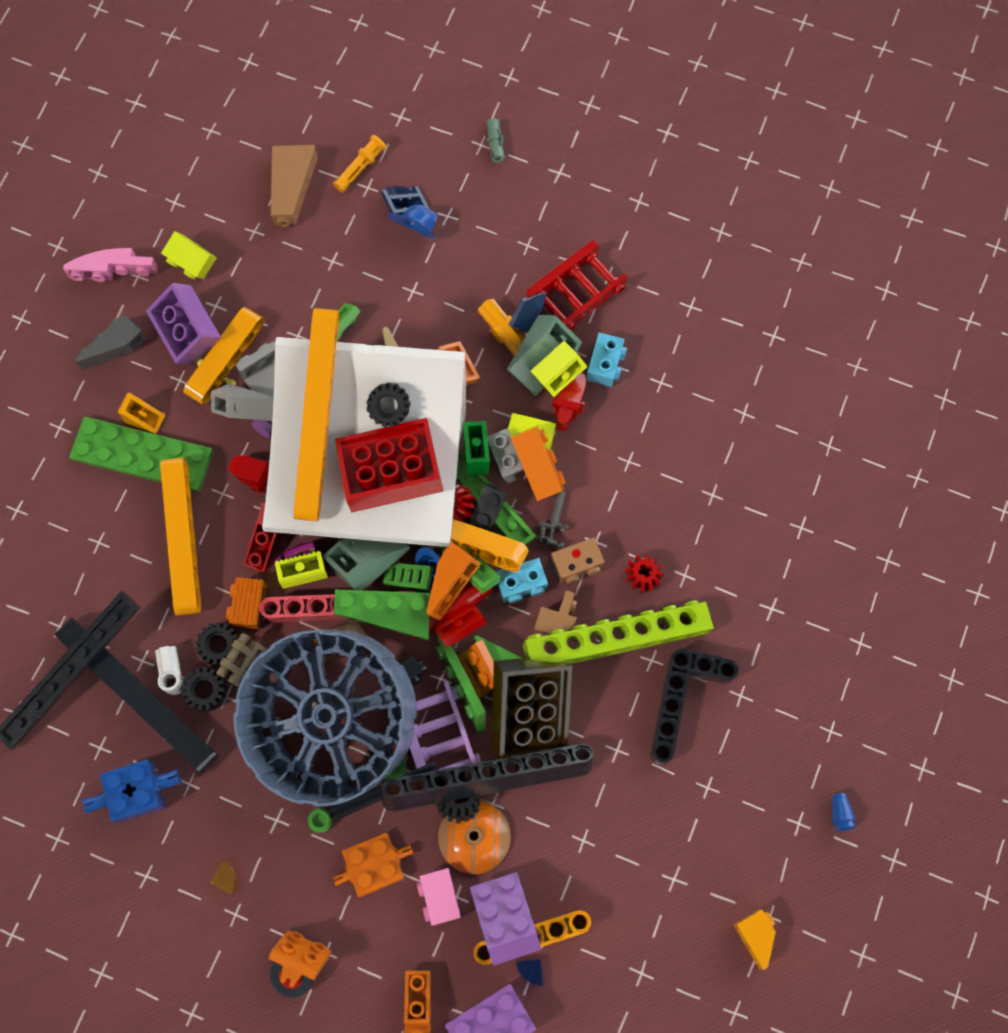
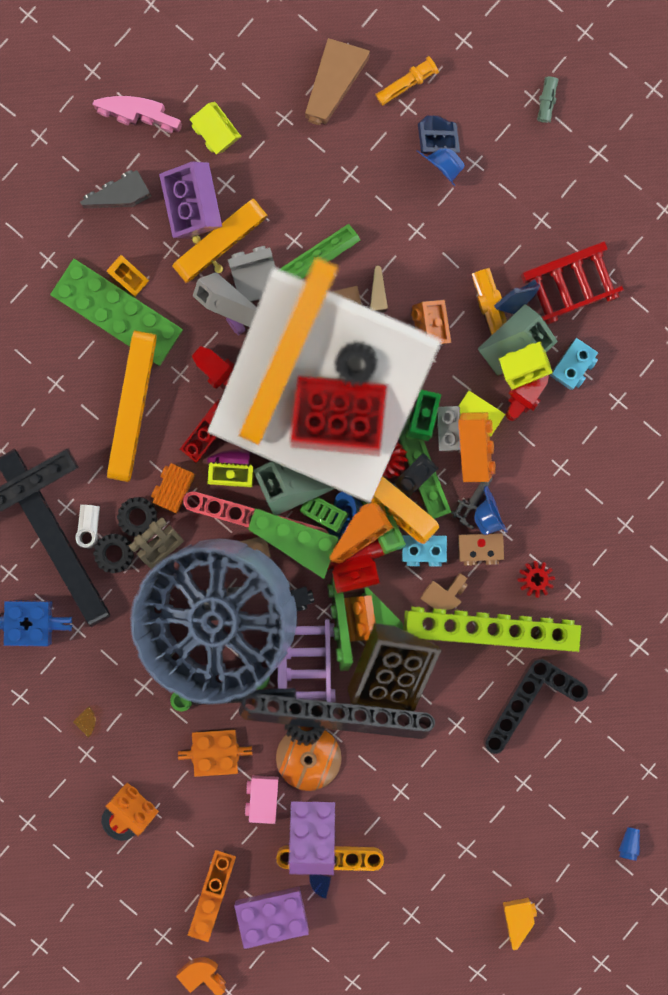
camera: 20 degrees right, 15 degrees up
(574, 528) = (488, 516): none -> blue piece

